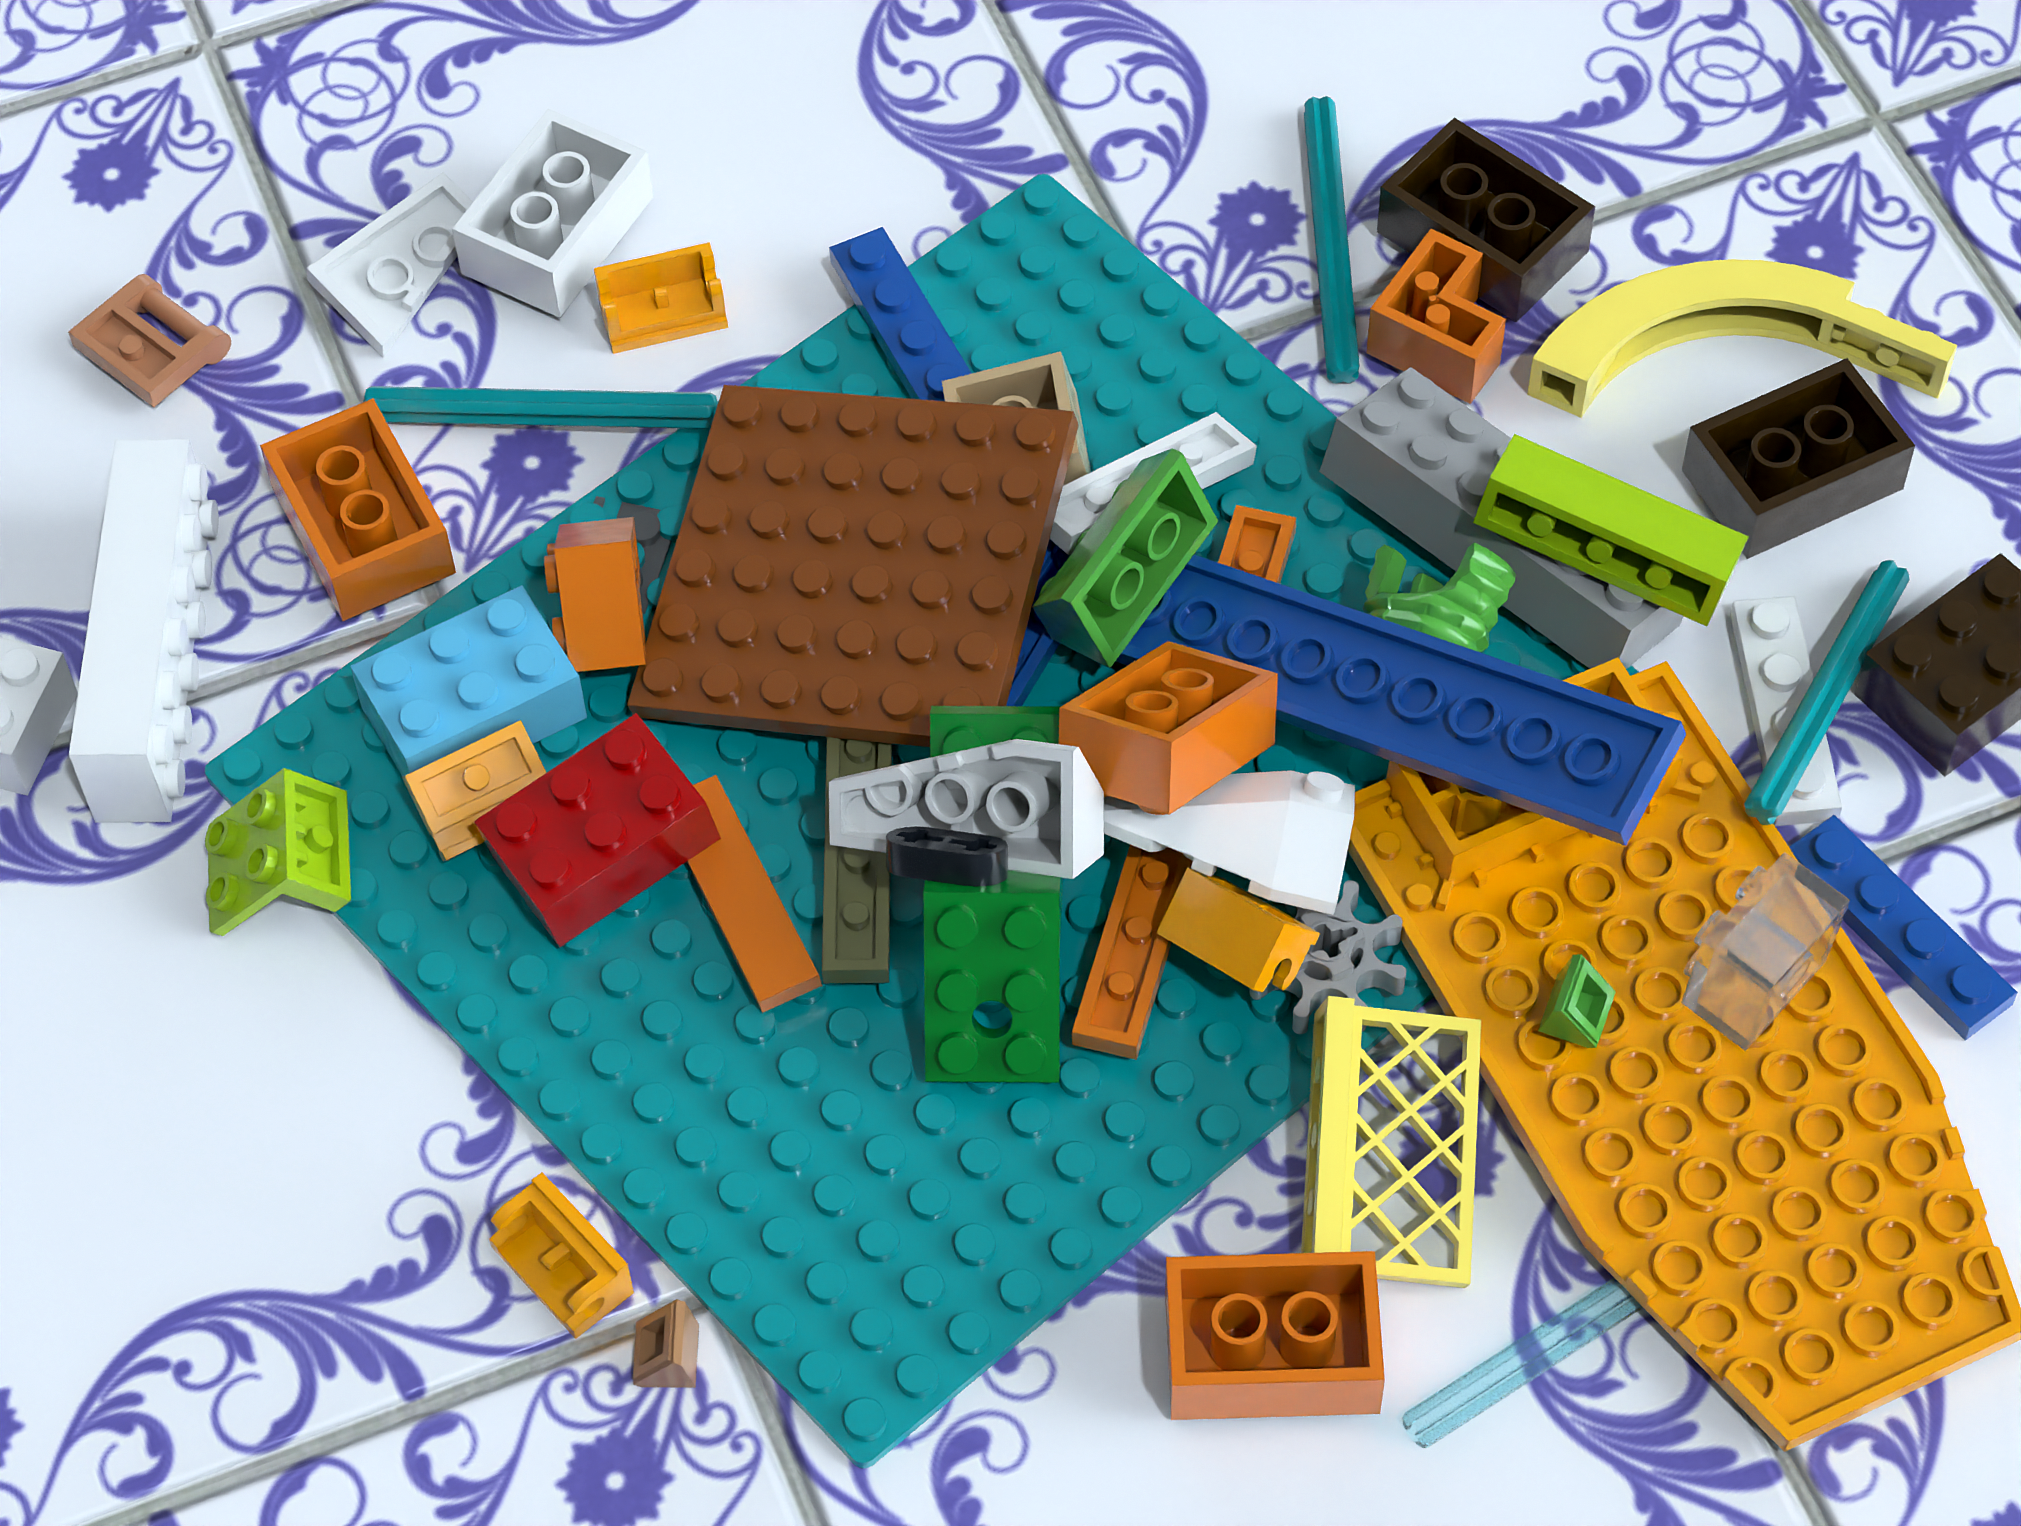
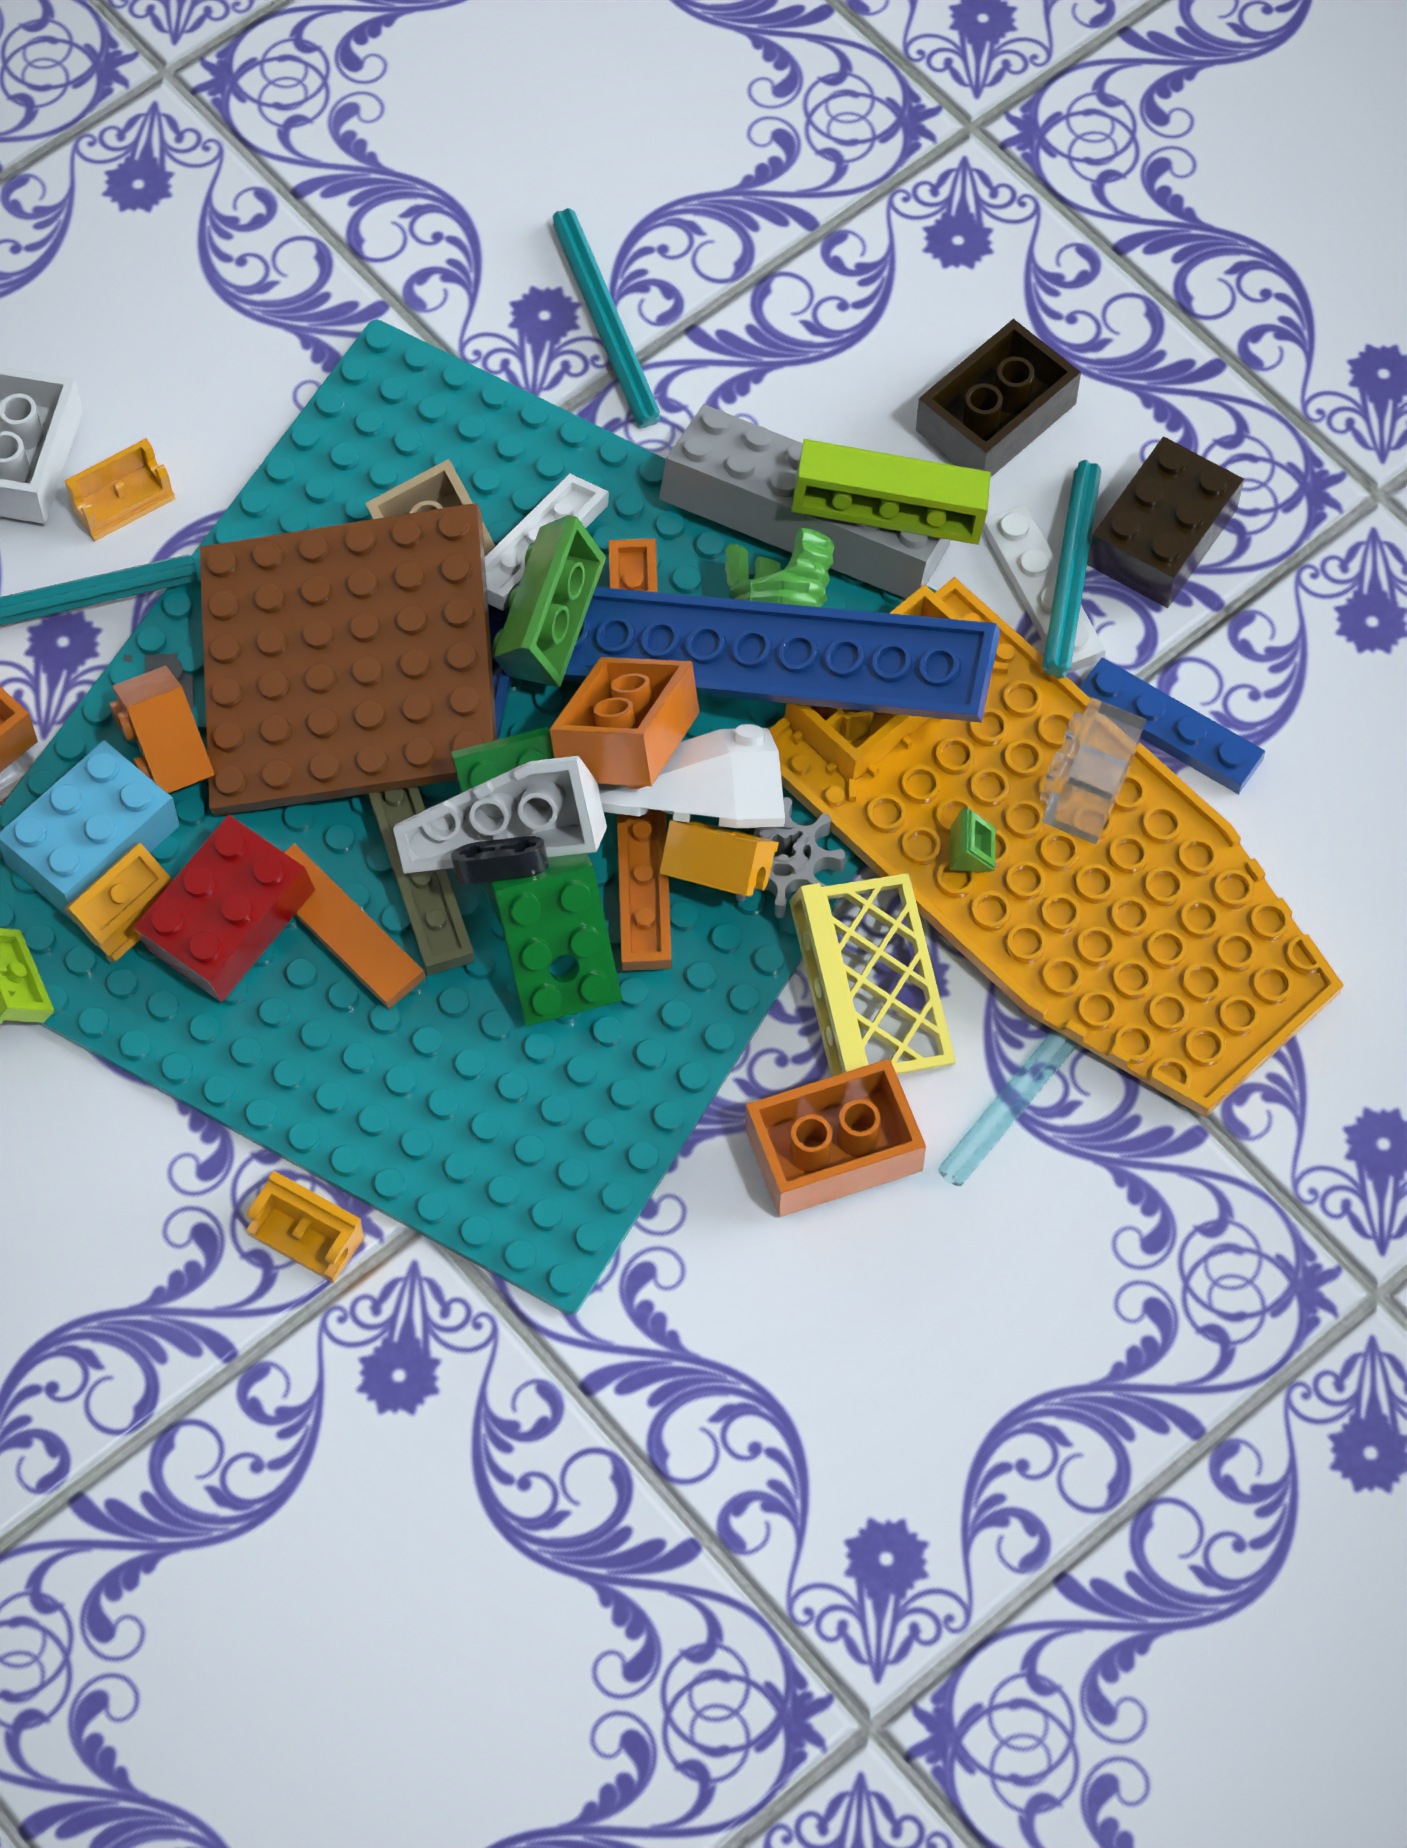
camera: 20 degrees left, 5 degrees up
(666, 1348) = (403, 1270): medium nougat slope -> none
(898, 314) = (308, 460): blue plate -> none
(1431, 319) = (703, 366): orange brick -> none
(1495, 204) = (717, 275): dark brown brick -> none
(1728, 300) = (912, 293): light yellow arch -> none

